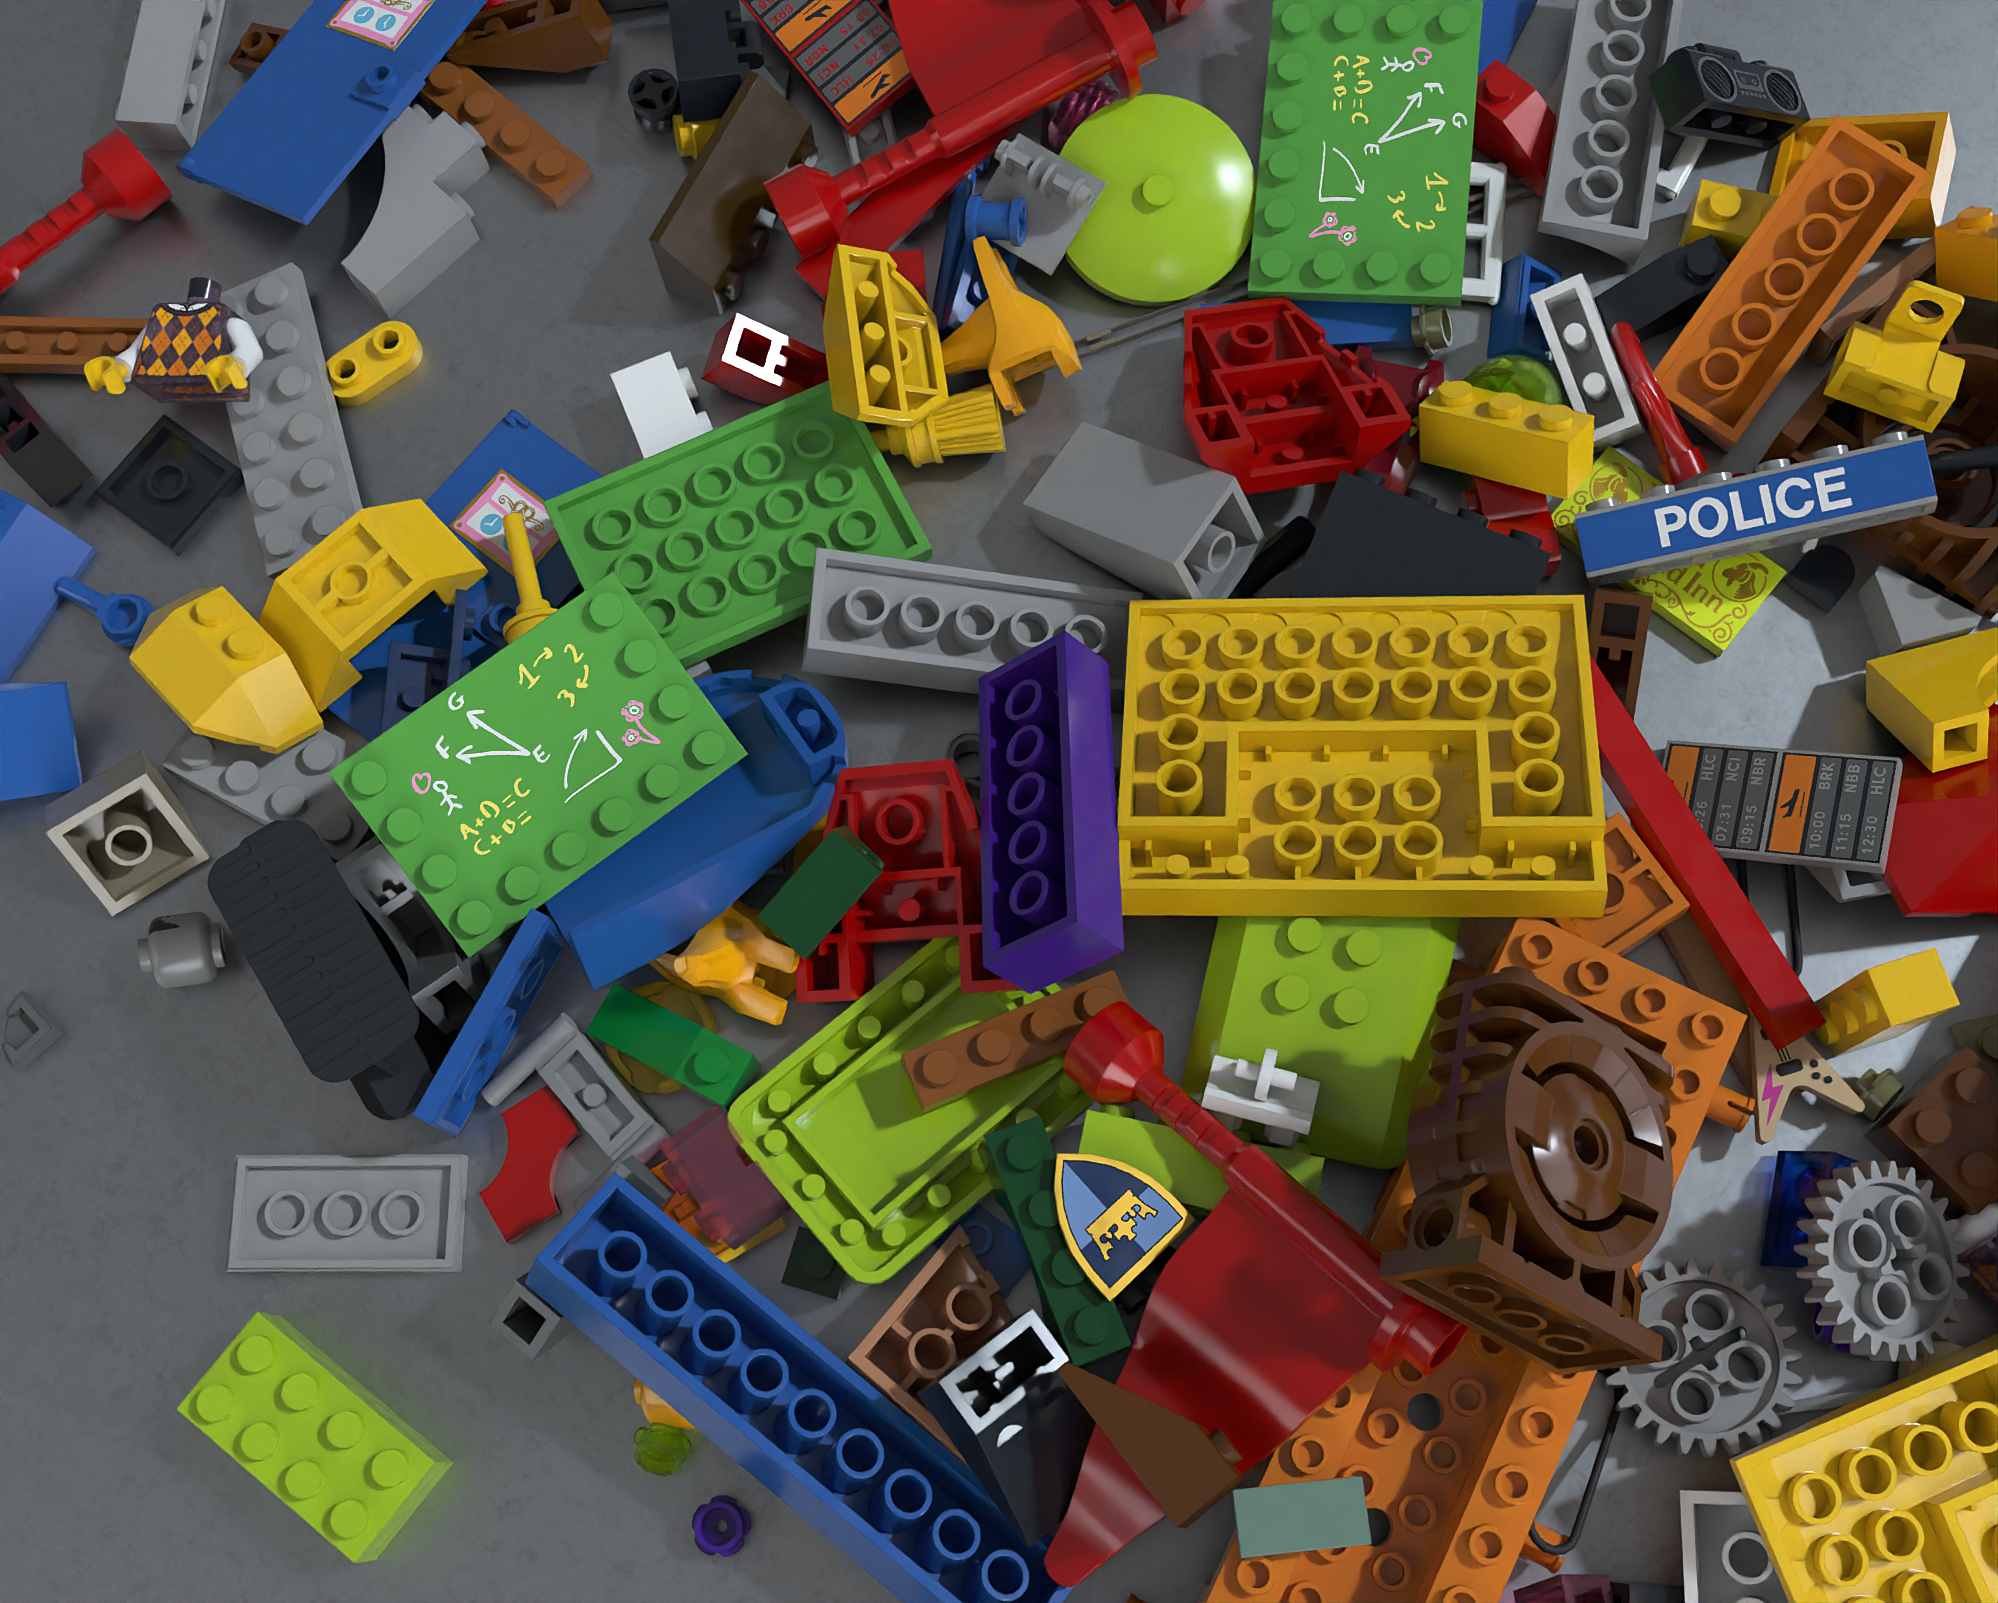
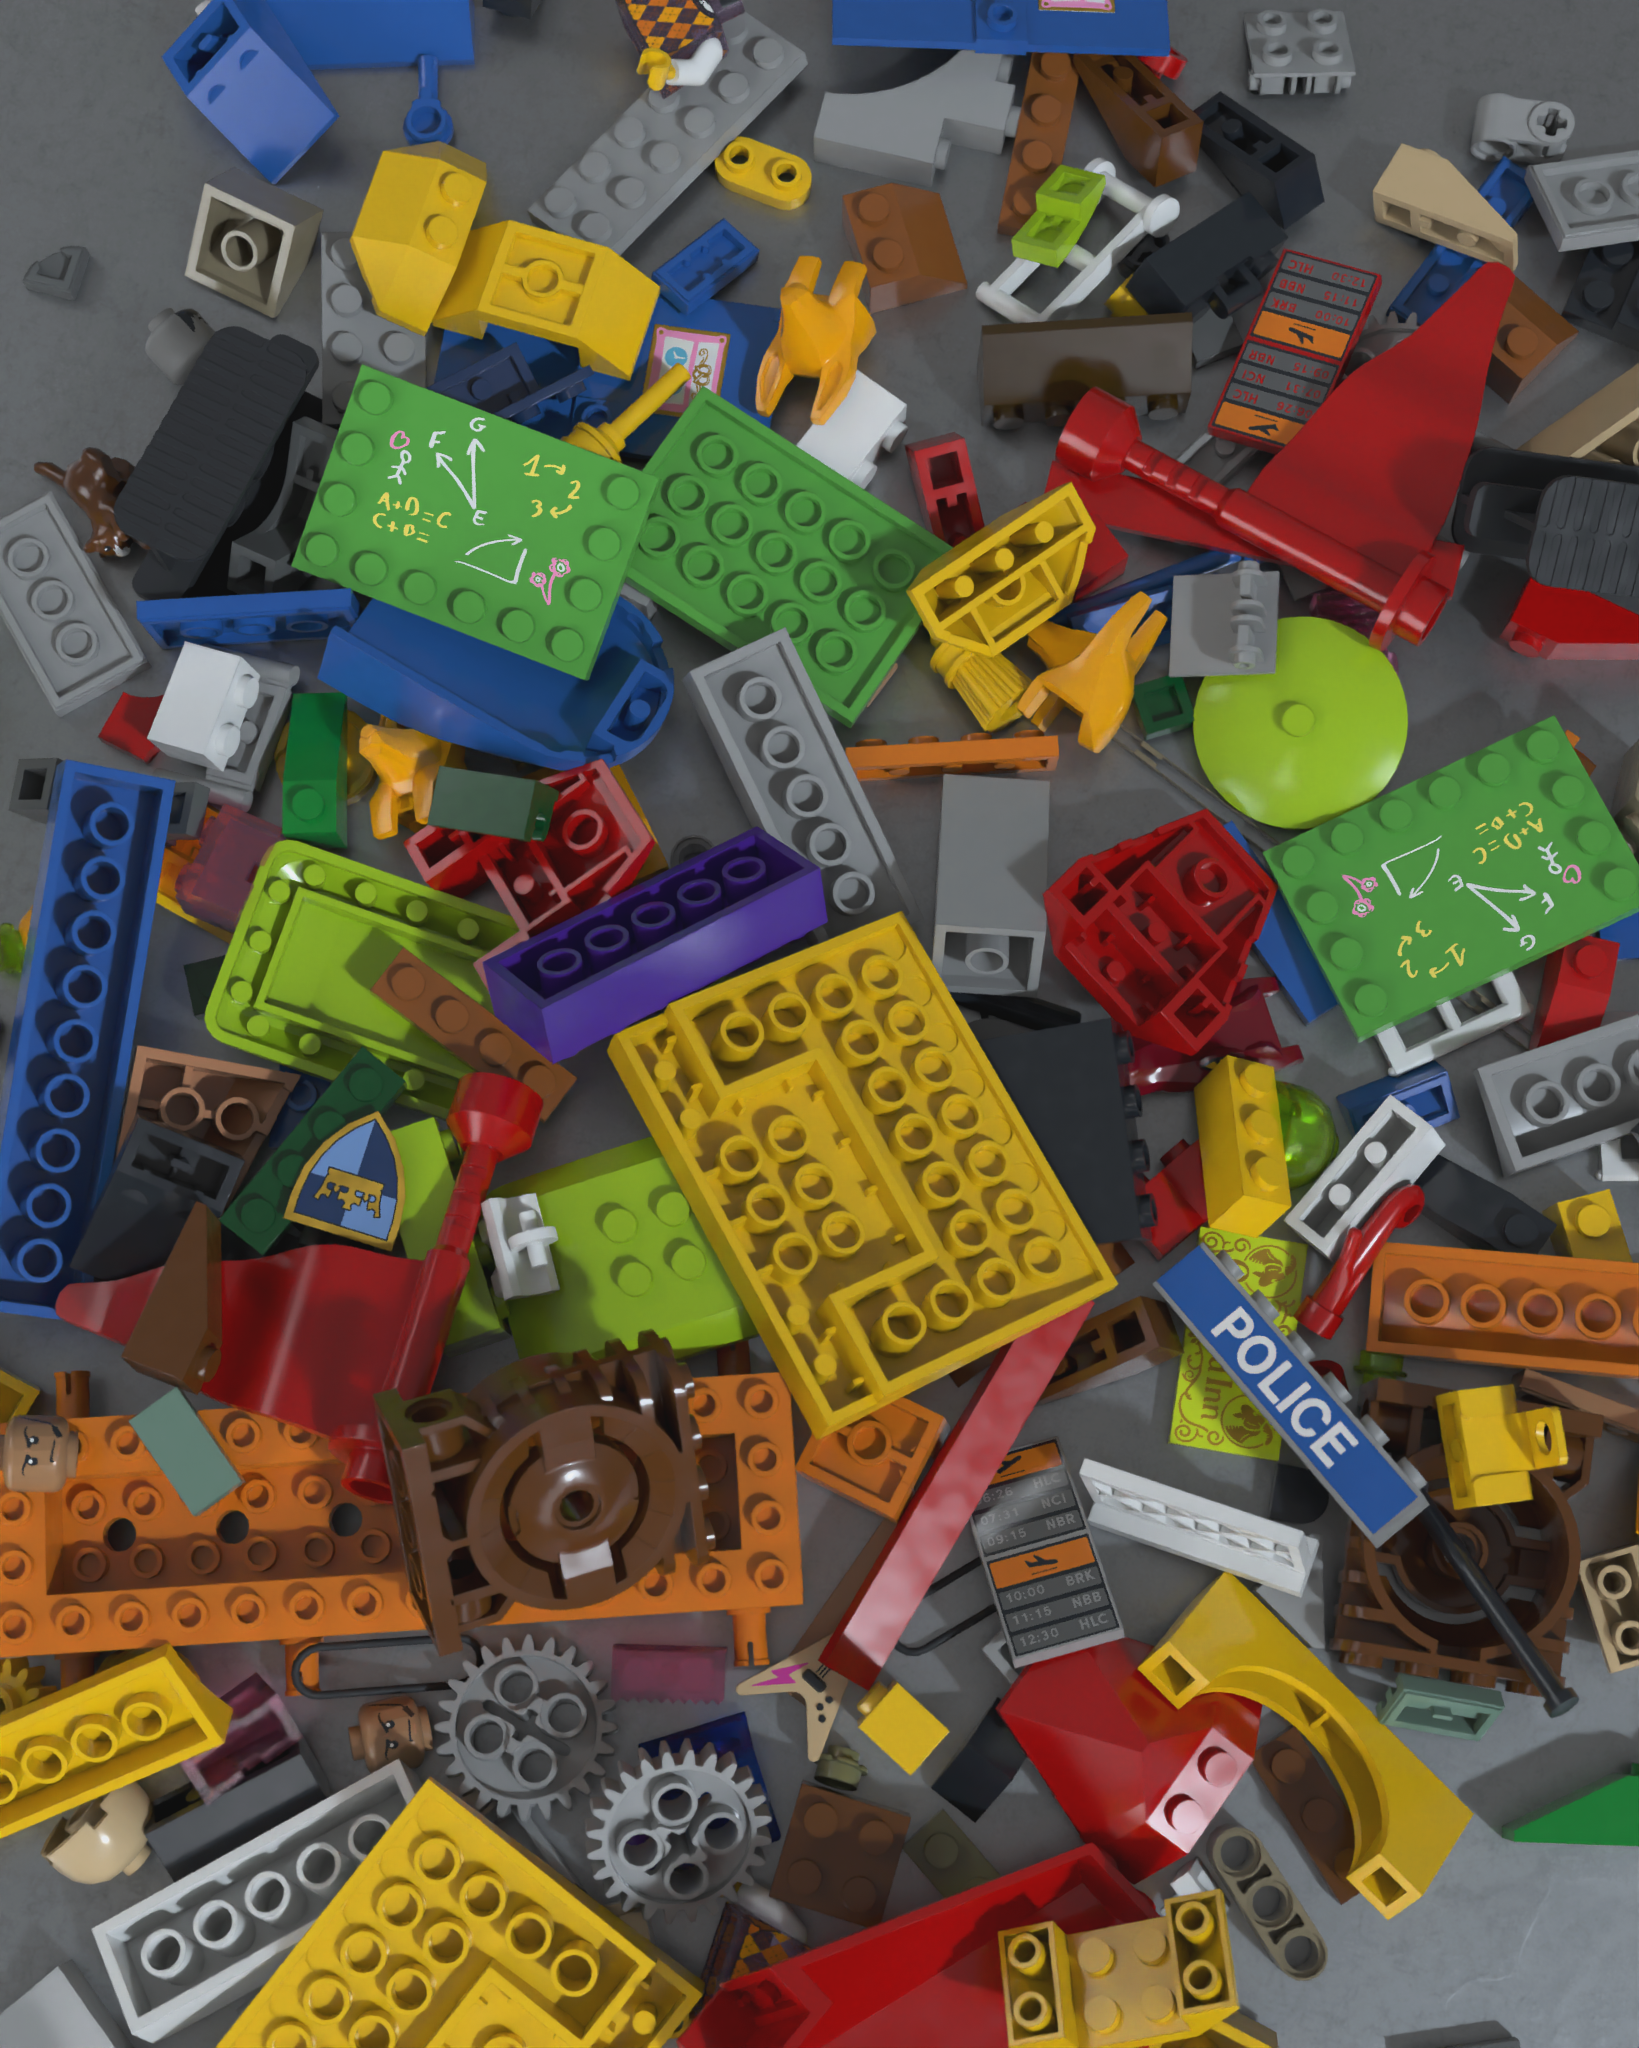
camera: 55 degrees right, 5 degrees up
(171, 484) = (562, 84): black tile -> none
(271, 1102) = (94, 486): none -> reddish brown animal
(425, 454) = (705, 266): none -> blue plate
(517, 289) = (903, 243): none -> dark orange slope
(549, 1116) = (204, 706): none -> white brick
(559, 389) = (816, 338): none -> light orange piece
(572, 102) = (1153, 217): none -> white piece
(583, 141) = (1061, 216): none -> lime slope
(996, 220) = (1183, 600): blue bush -> none
(1015, 476) = (971, 756): none -> orange plate
(1070, 299) = (1162, 706): none -> dark green plate
(1432, 328) = (1327, 1032): olive plate -> none
(1641, 1491) = (391, 1731): none -> medium nougat head
(1716, 1194) = (669, 1673): none -> clear pink brick
(1749, 448) = (1379, 1365): none -> clear neon green plate
(1830, 655) = (1198, 1528): none -> white fence
(1955, 947) = (981, 1766): none -> black slope

